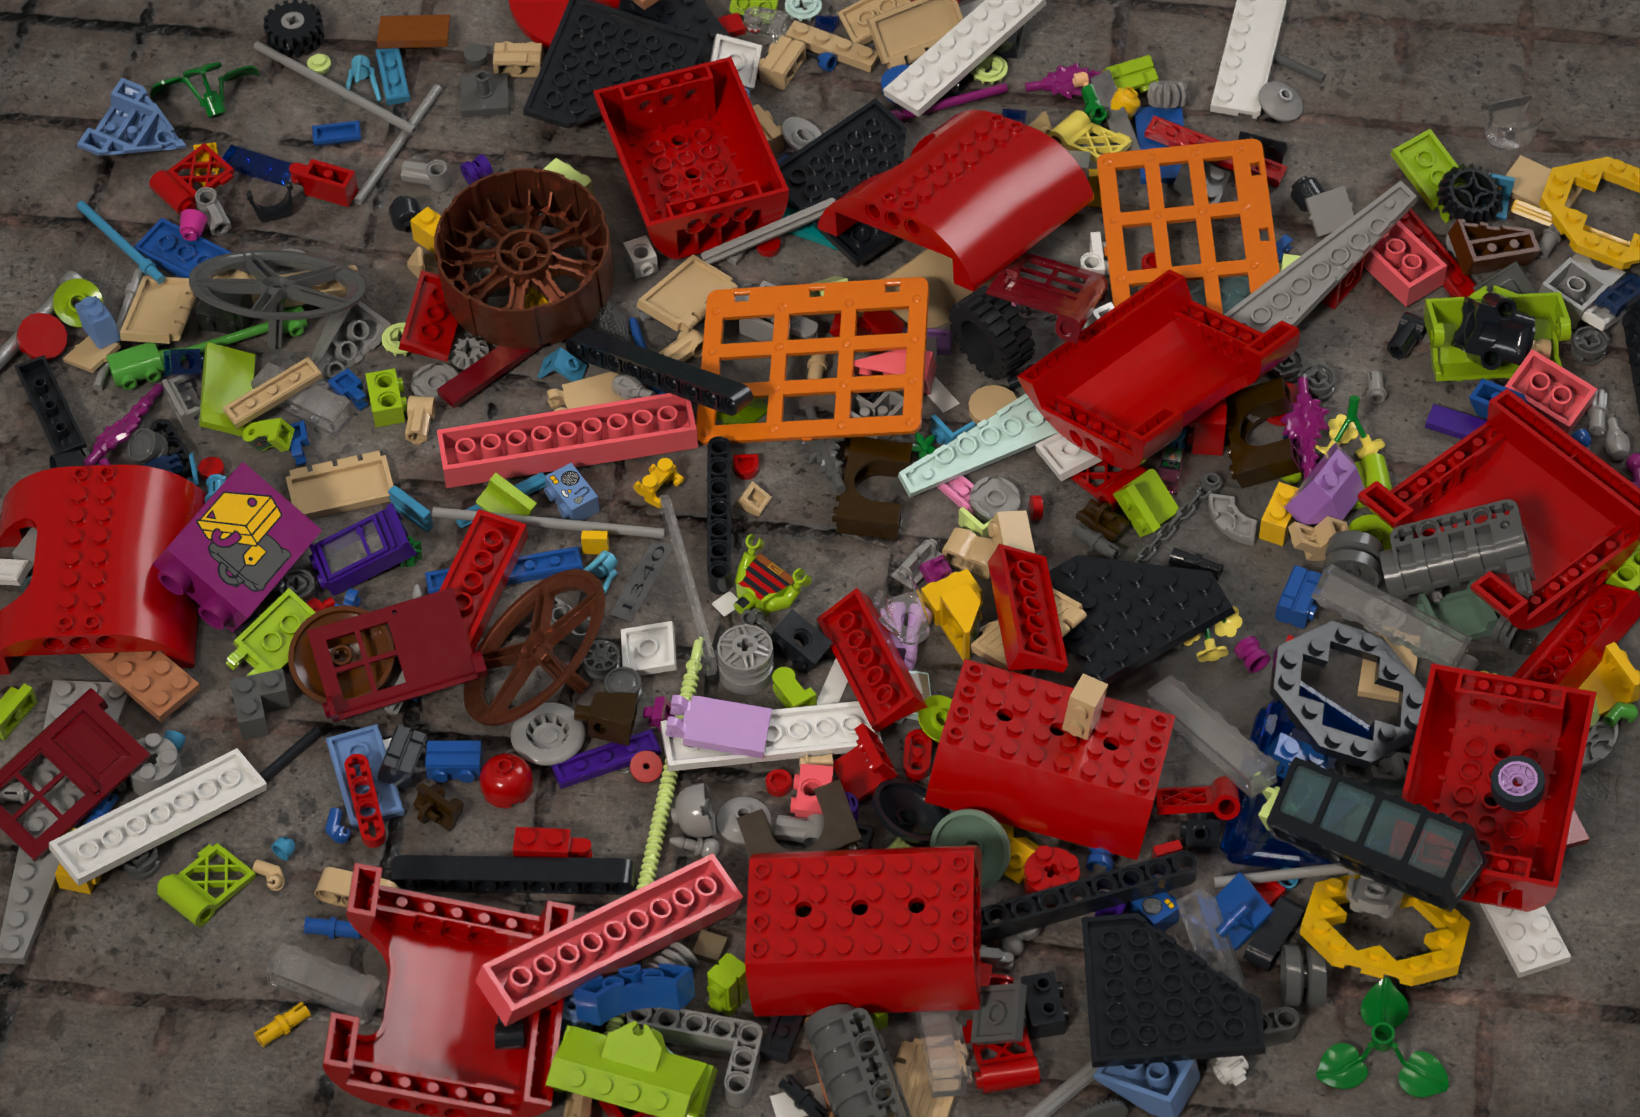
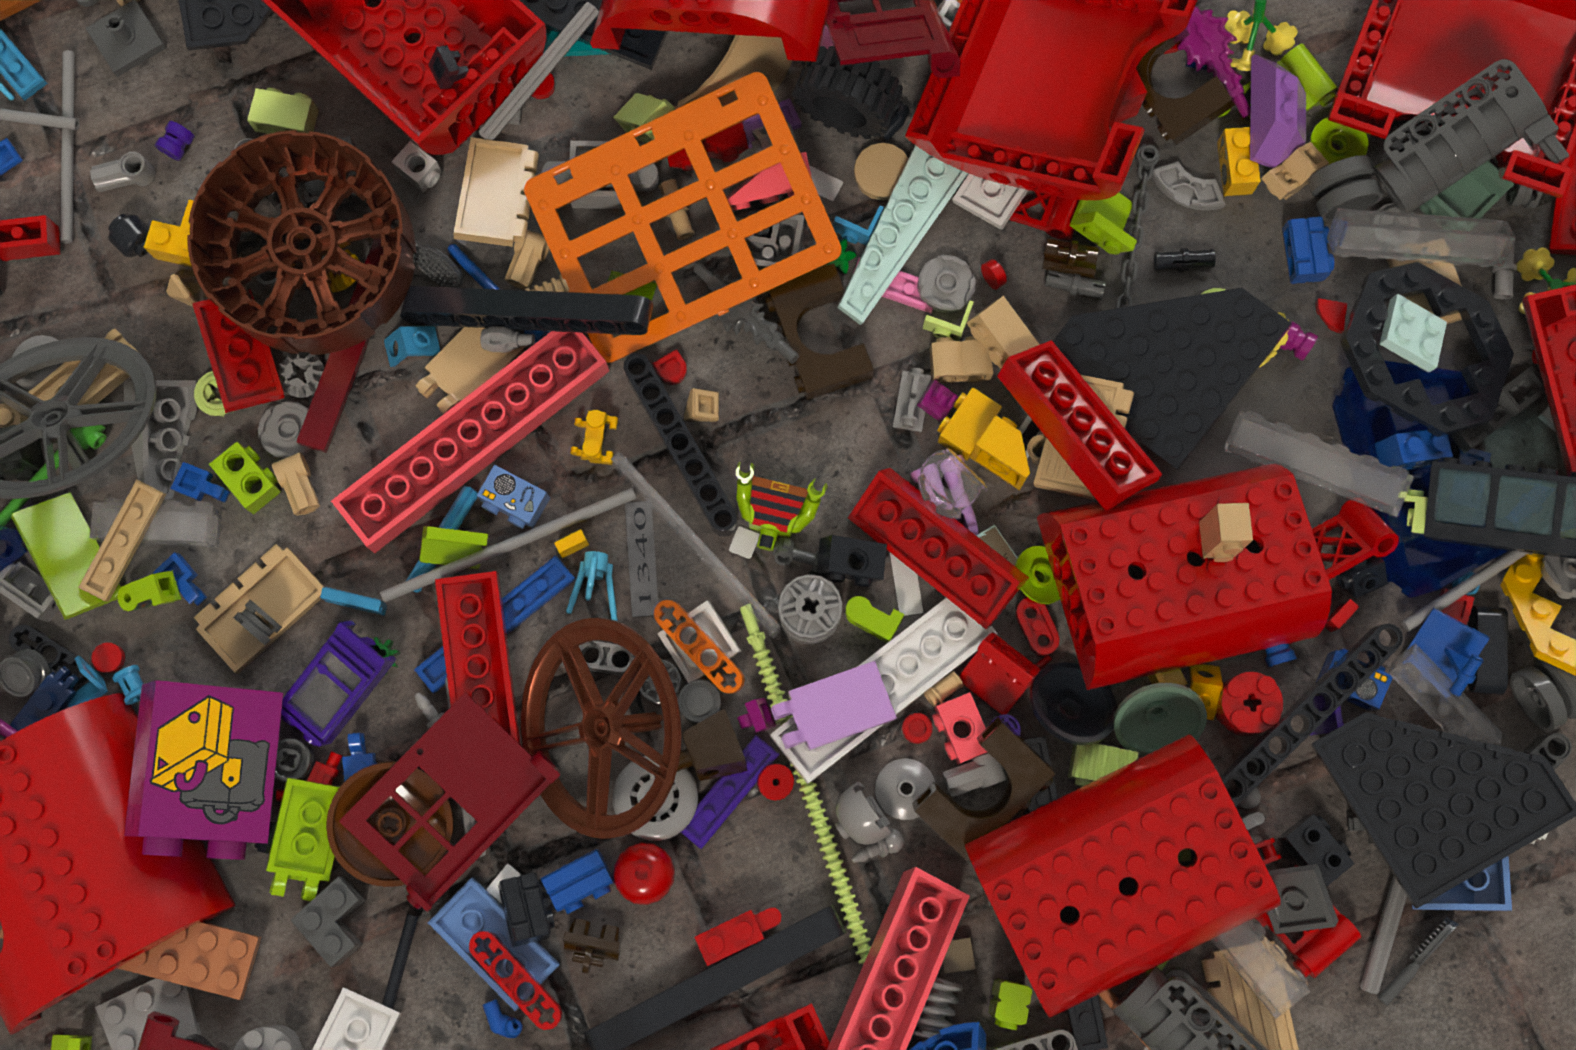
camera: 30 degrees left, 25 degrees up
(176, 738) = (269, 1012): dark azure hinge -> none
(333, 486) = (256, 625): none -> dark grey wheel
(646, 646) = (702, 643): none -> orange beam
(698, 185) = (445, 67): none -> tile
(1339, 671) = (1413, 333): none -> light aqua plate

